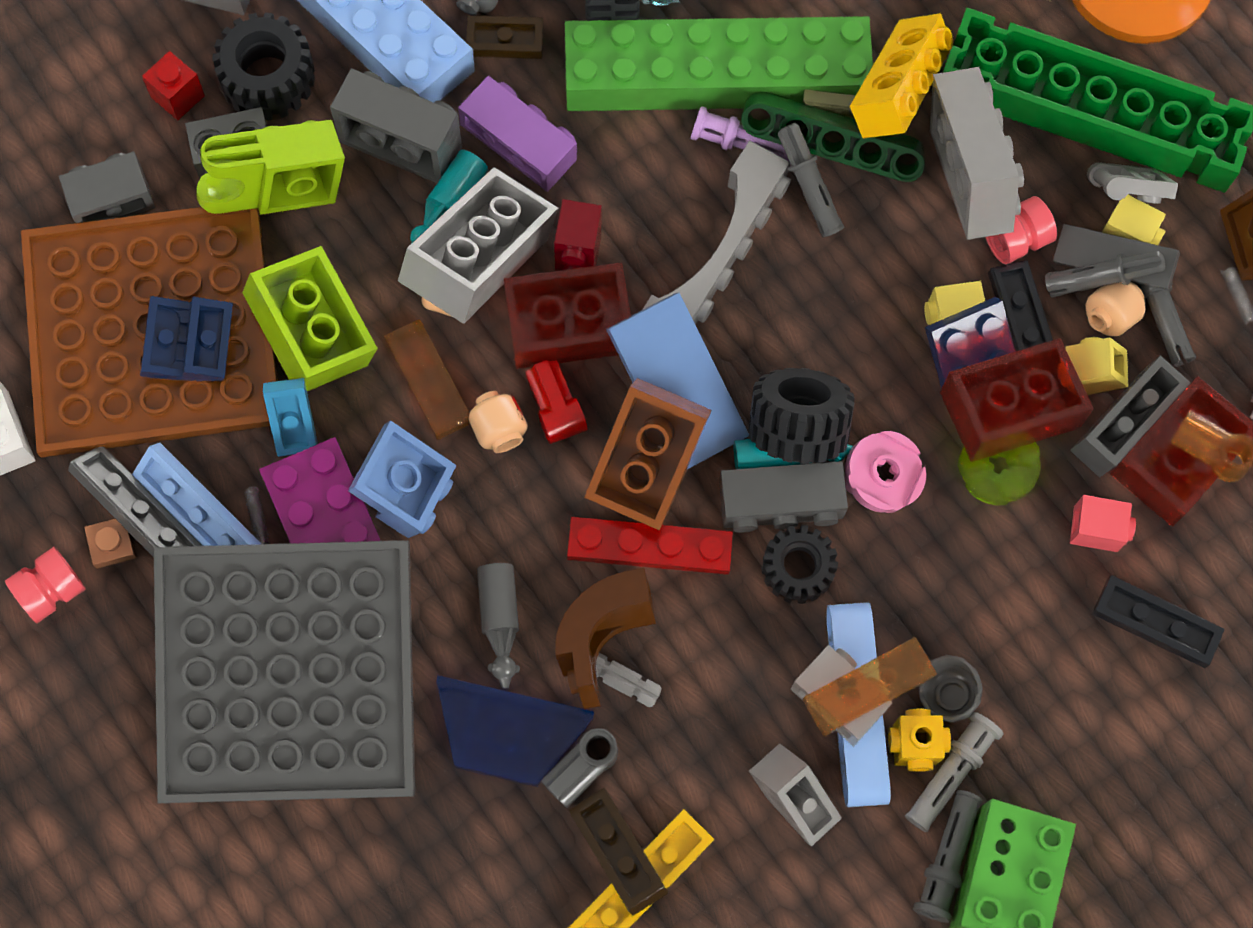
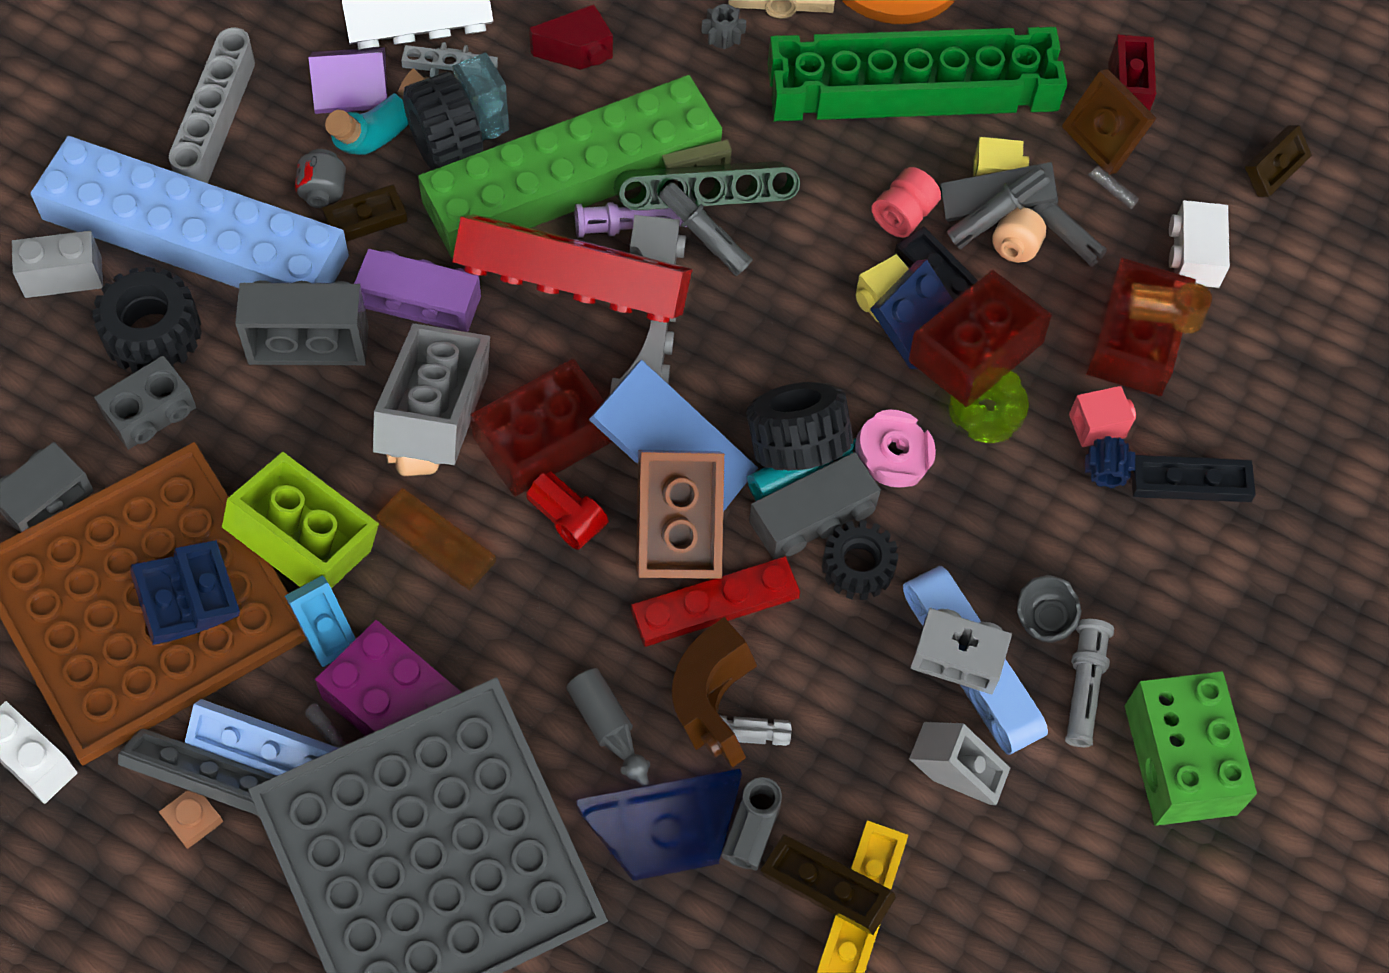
camera: 25 degrees left, 10 degrees down
(44, 585) = (142, 885): coral wheel -> none
(173, 85) = (64, 371): red brick -> none
(271, 169) = (202, 402): lime brick -> none
(403, 480) = (459, 633): medium blue plate -> none
(457, 180) = (379, 358): teal wheel -> none
(498, 422) = (522, 547): light nougat head -> none
(577, 235) = (519, 350): dark red brick -> none
(662, 172) = (572, 266): none -> red brick
(869, 686) = (985, 627): clear orange tile -> none
(901, 76) = (744, 110): yellow brick -> none
(913, 753) = (1045, 665): yellow brick -> none
(944, 874) = (1126, 776): dark grey pin -> none
(975, 153) = (840, 148): light grey brick -> none
(1084, 572) = (1110, 462): none -> dark blue gear
(1100, 364) = (1035, 280): light yellow brick -> none
(1124, 180) = (979, 127): light grey plate -> none
(1130, 416) = (1080, 317): dark grey brick -> none

